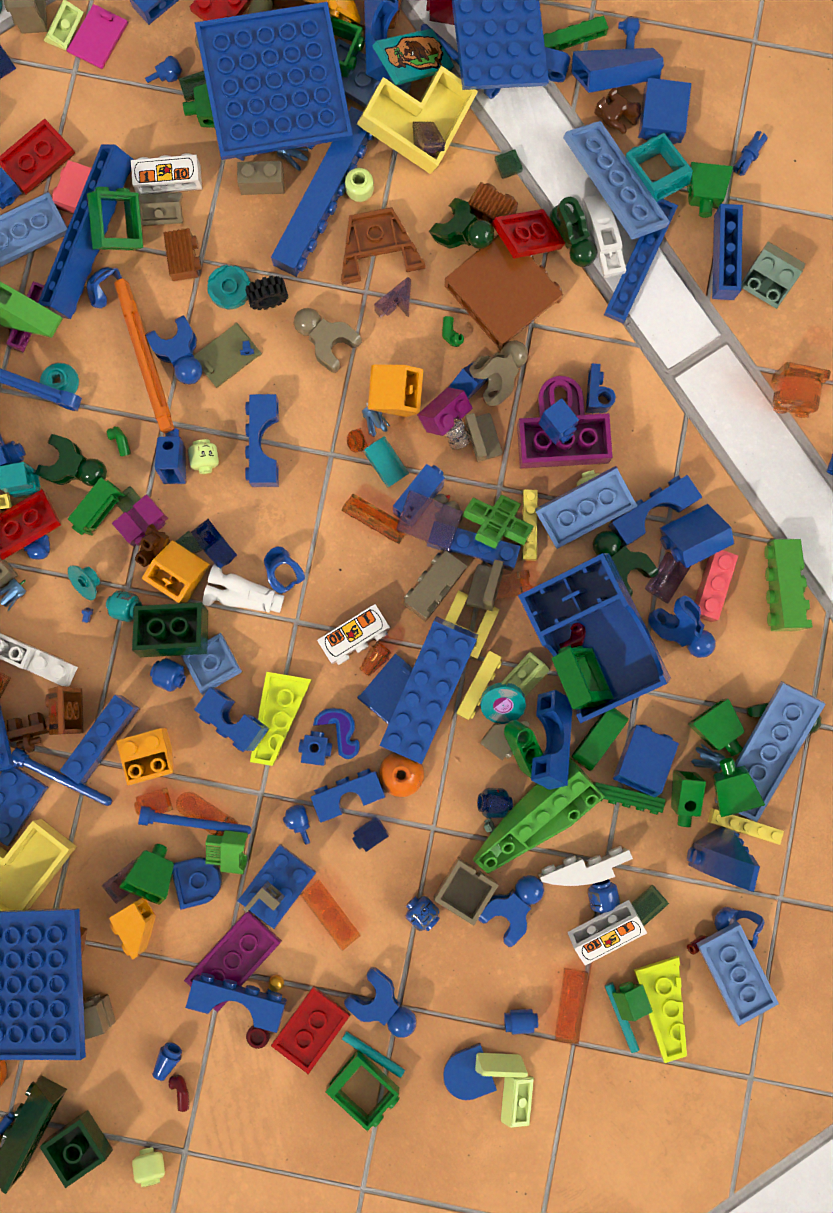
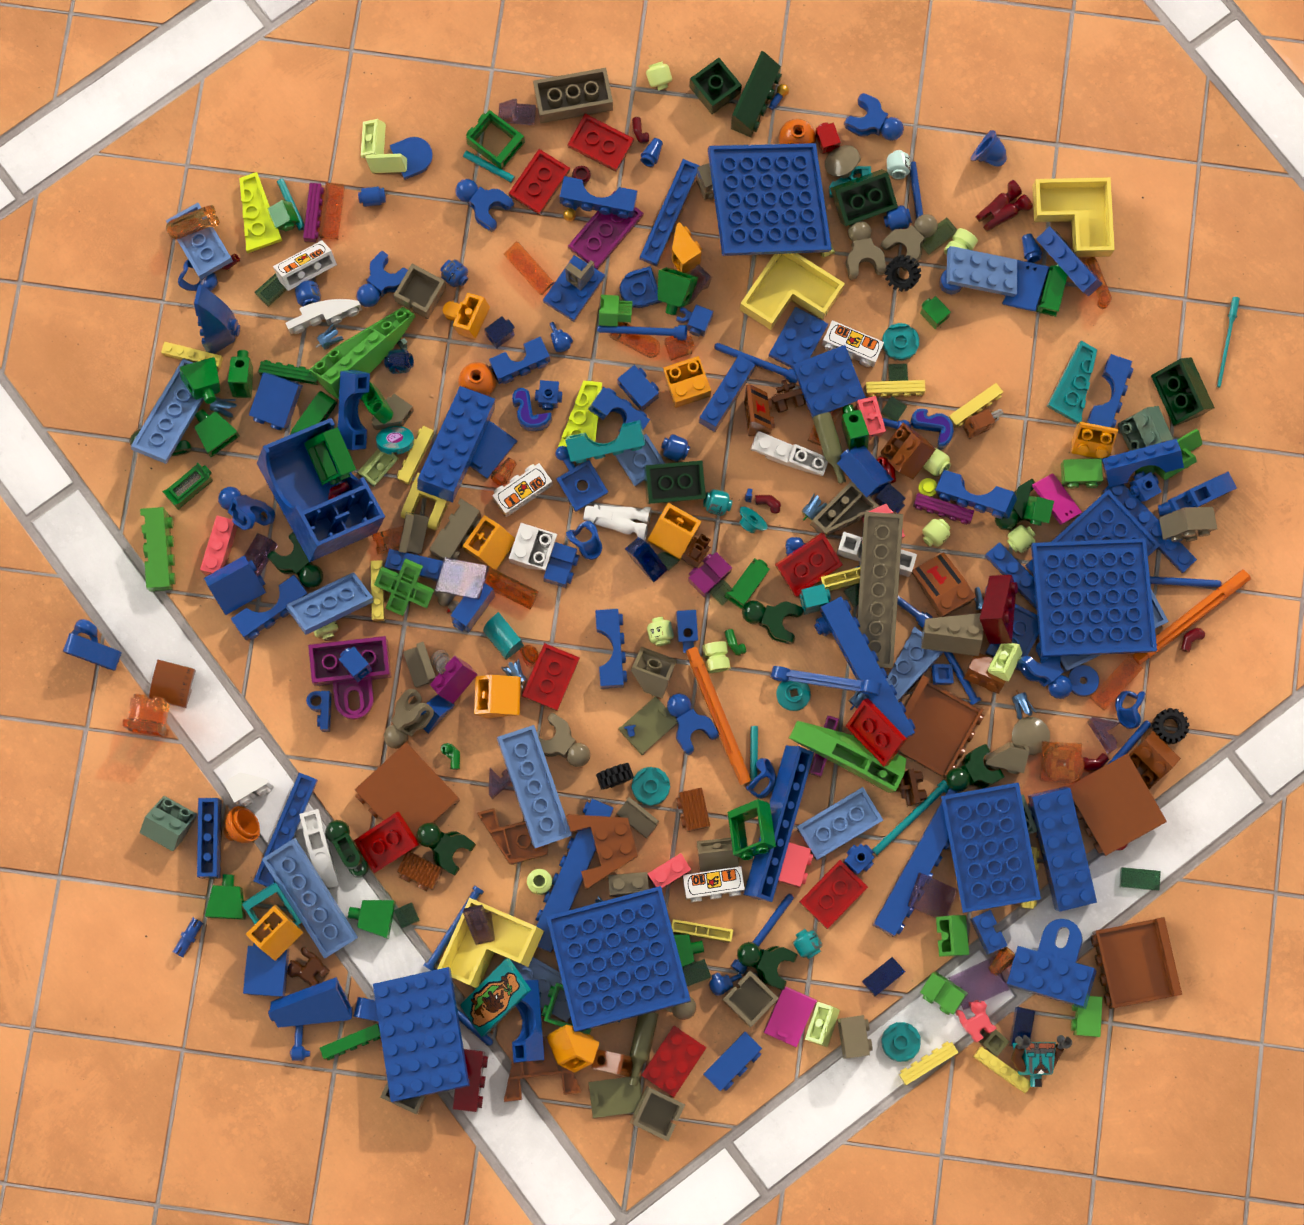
camera: 175 degrees right, 5 degrees down
(59, 603) = (770, 500): none -> dark red arm
(68, 104) = (807, 943): none -> teal head
(109, 316) = (753, 752): none -> teal bar
(113, 86) = (765, 962): none -> dark green piece
(127, 834) = (698, 320): none -> blue brick
(135, 46) = (750, 999): none -> dark tan piece
(140, 419) = (716, 657): none -> yellowish green wheel
(144, 89) = (765, 930): none -> blue piece
(150, 979) = (669, 212): none -> blue plate
(183, 125) = (702, 930): none -> light yellow piece
(206, 753) = (638, 388): none -> blue brick
(213, 411) = (653, 671): none -> dark tan slope
(214, 187) = (669, 872): none -> coral brick
(220, 683) = (582, 447): none -> teal arch
(230, 1078) = (600, 142): none -> red plate
(245, 252) = (638, 817): none -> dark tan panel
(259, 1146) = (573, 95): none -> dark tan brick
(273, 214) = (612, 841): none -> dark orange wing
(281, 651) = (583, 472): none -> blue plate
(314, 541) = (561, 565): none -> blue brick
(333, 413) = (550, 677): none -> red plate
(333, 1125) = (517, 113): none -> slope
(344, 562) = (532, 547): none -> white slope
(358, 283) = (534, 786): none -> medium blue plate
(396, 571) = (489, 543): none -> light orange slope
(408, 856) = (467, 315): none -> light orange brick
(485, 108) = (446, 939): none -> blue bar
(544, 160) = (374, 916): none -> green torso
(579, 838) = (325, 339): none -> flat silver piece
(594, 1005) = (313, 212): none -> magenta piece
(659, 136) = (274, 933): none -> light orange slope
(685, 303) = (245, 788): none -> white slope
(689, 263) = (241, 825): none -> orange piece
(747, 997) = (192, 222): none -> clear orange plate
(750, 662) = (188, 485): none -> green window
(768, 431) = (172, 683): none -> dark orange slope

